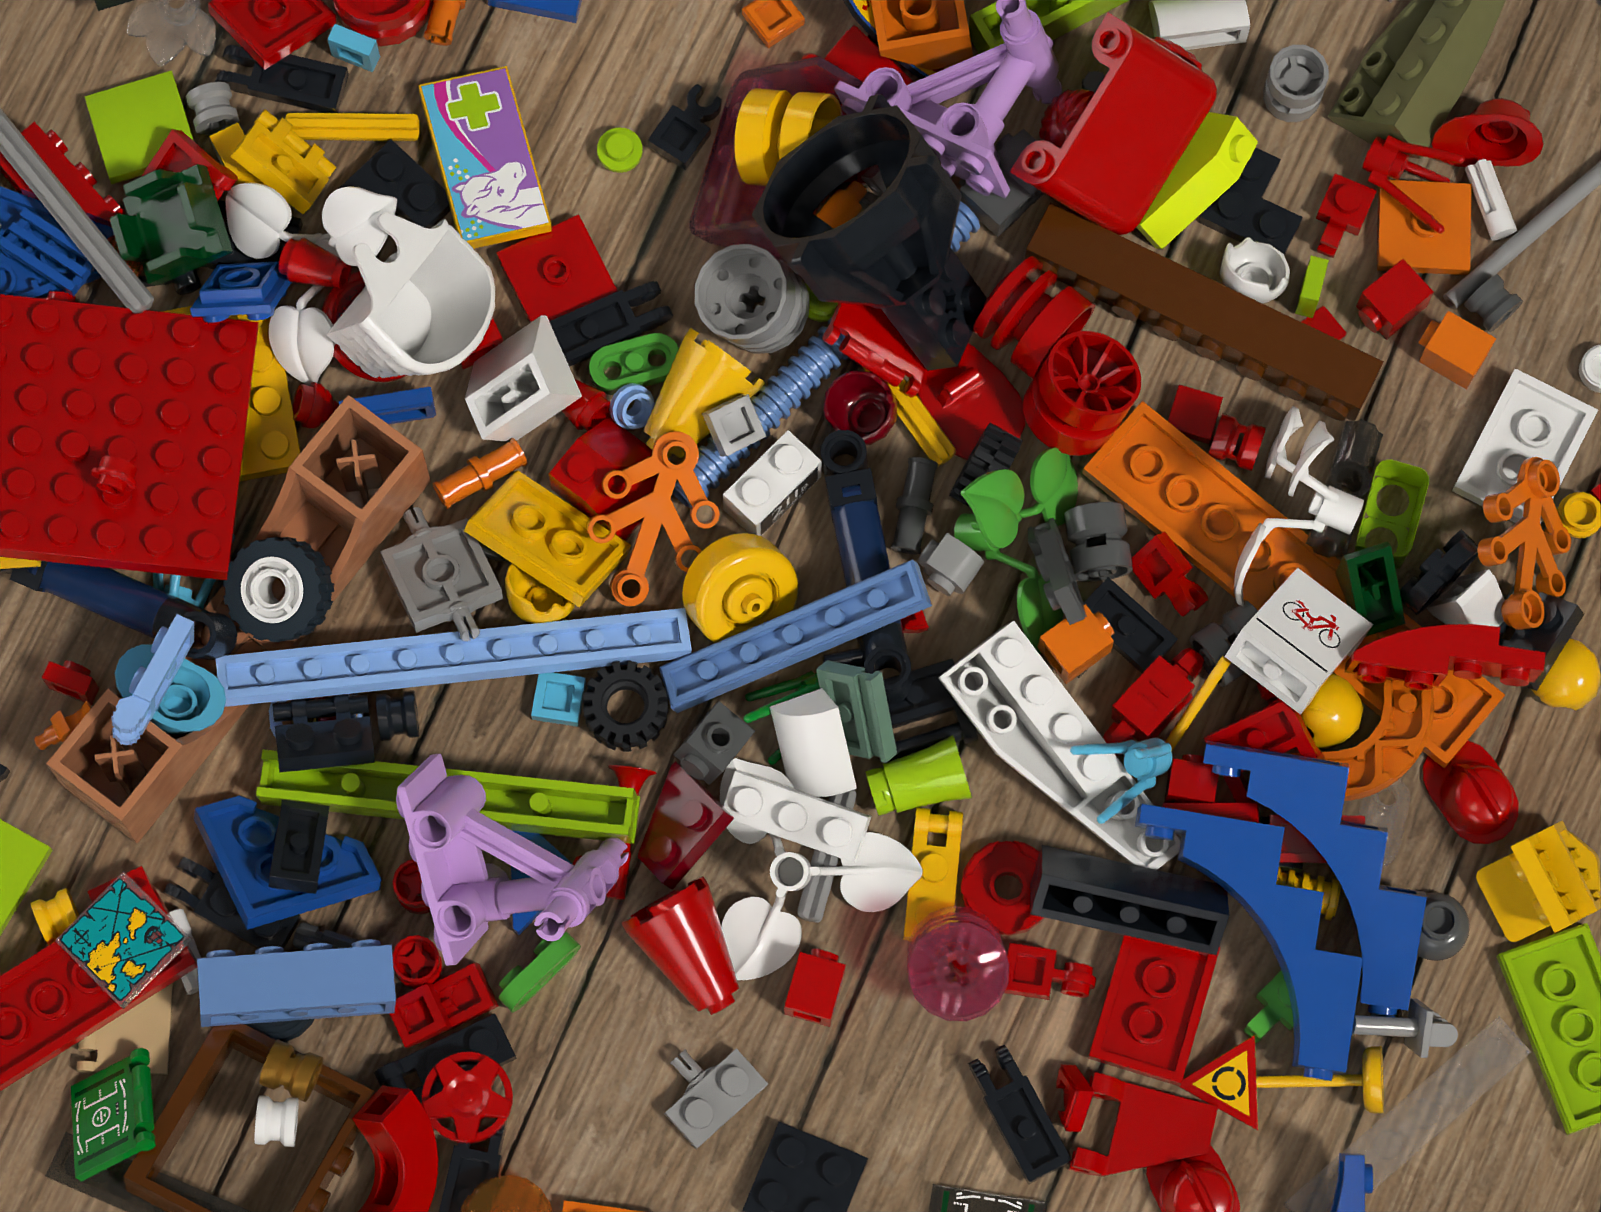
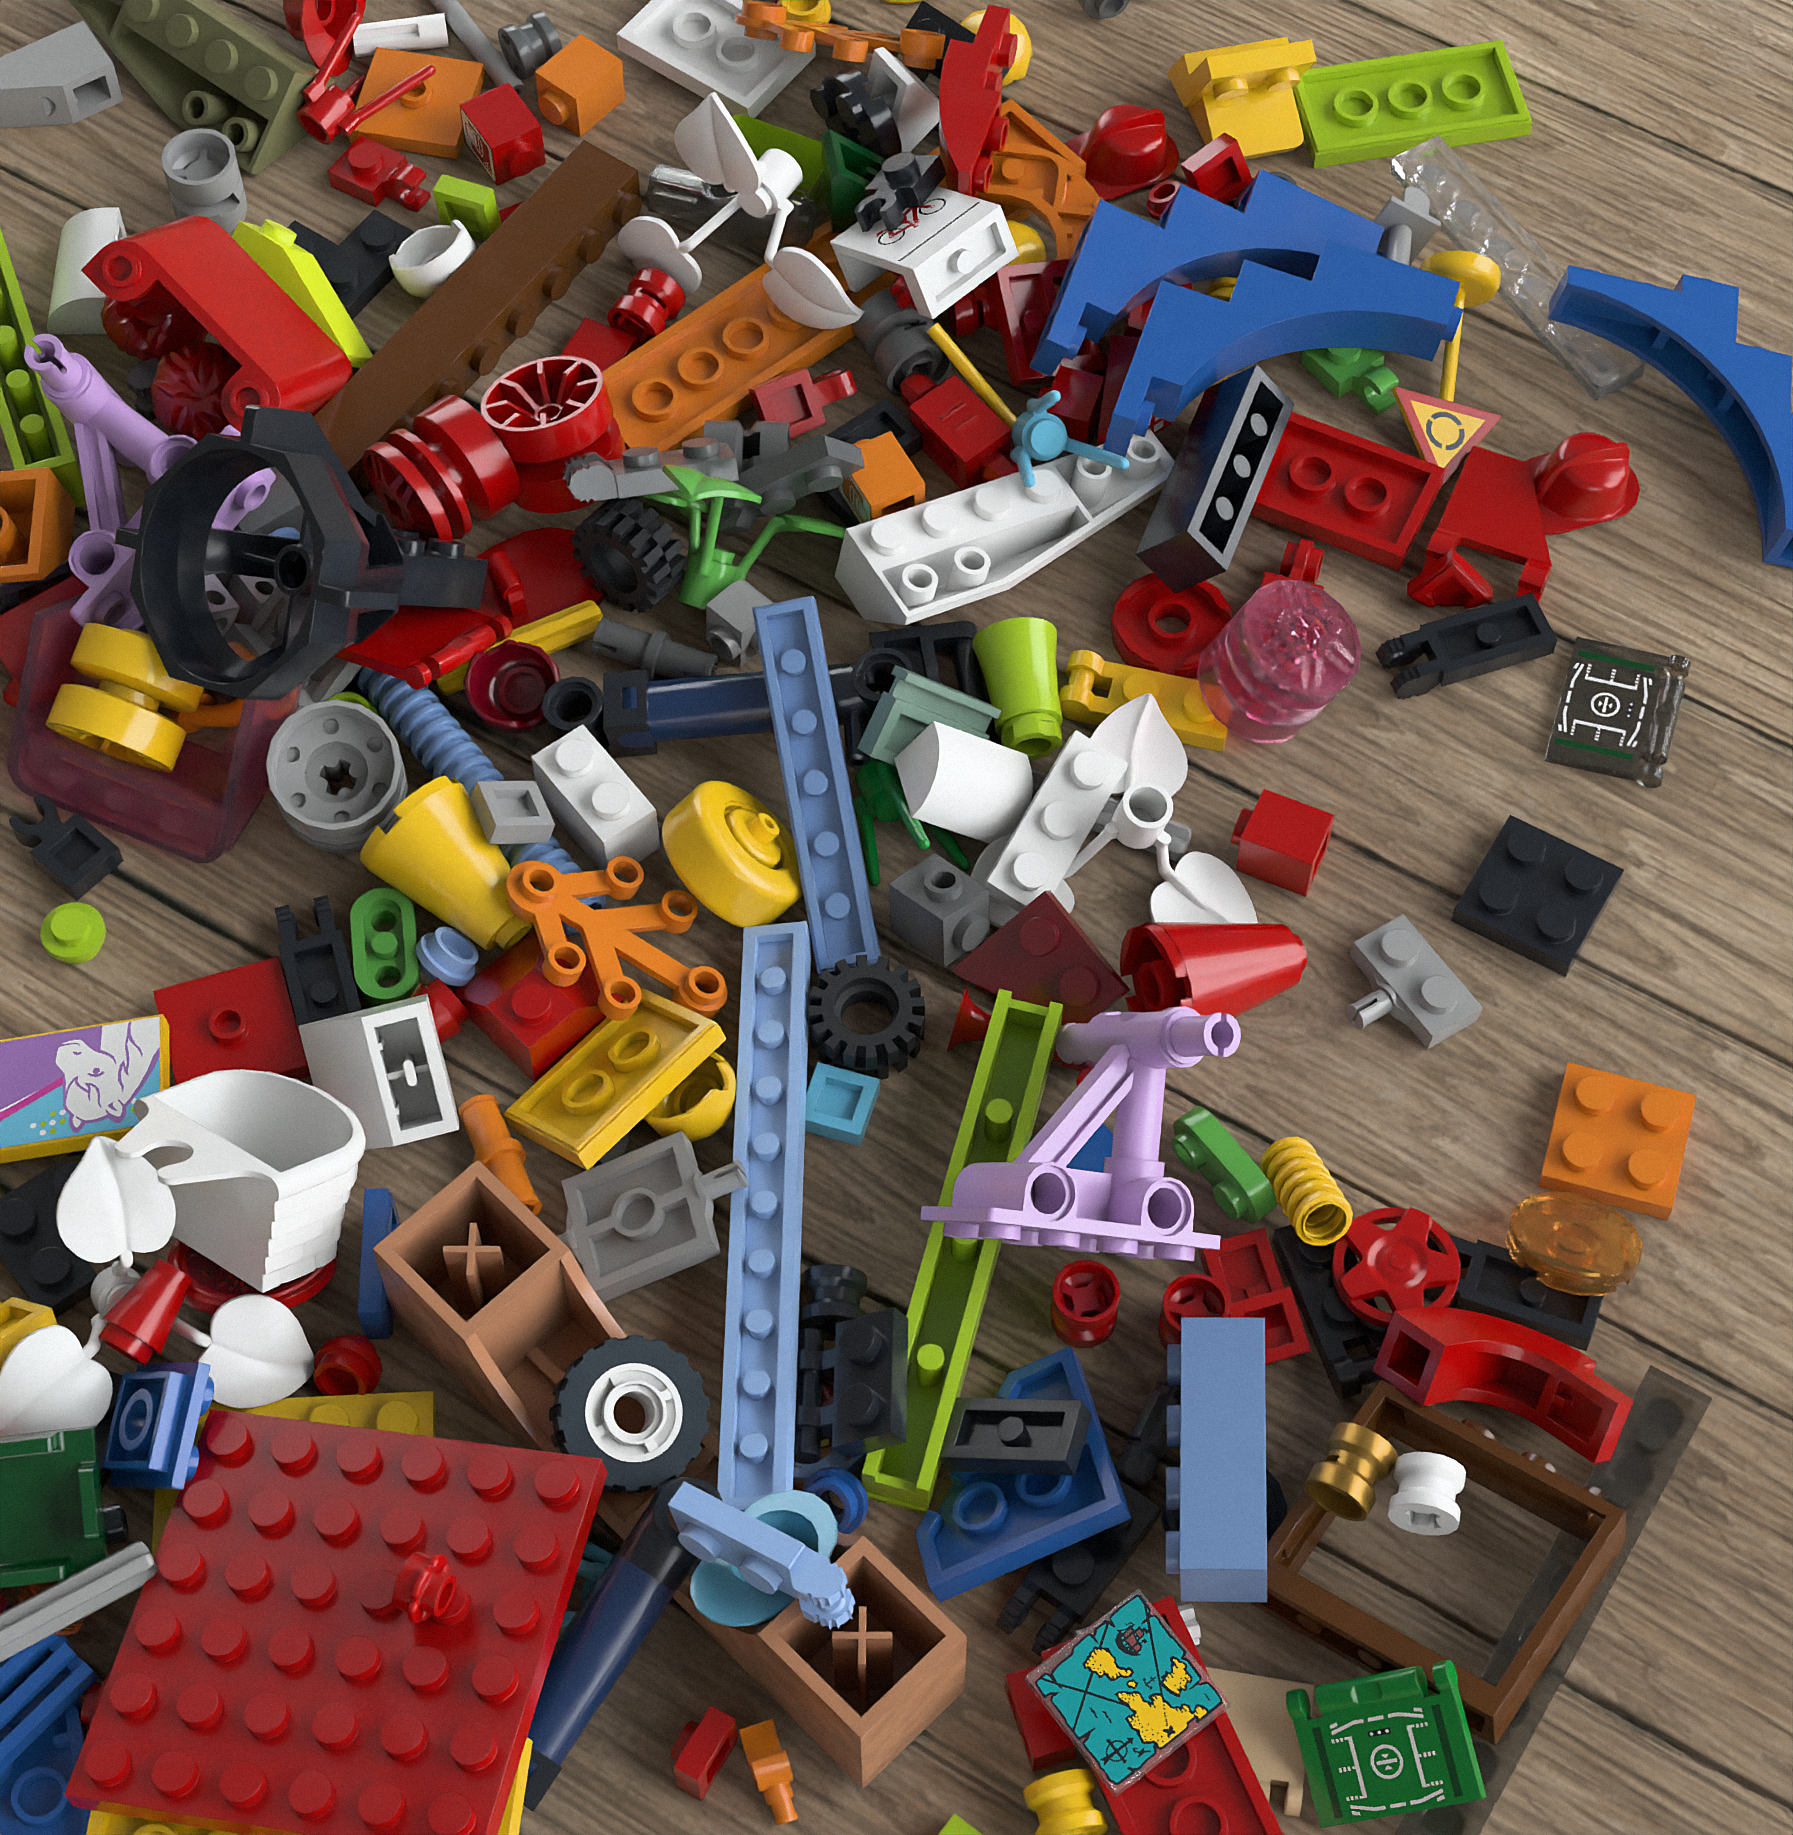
camera: 80 degrees left, 15 degrees down
(252, 736) = (847, 1488): none -> blue plate
(517, 1028) = (1306, 1191): none -> yellow piece
(1043, 468) = (641, 469): none -> dark grey hinge
(1352, 610) = (900, 184): none -> black plate
(1449, 866) = (1213, 171): none -> red plate

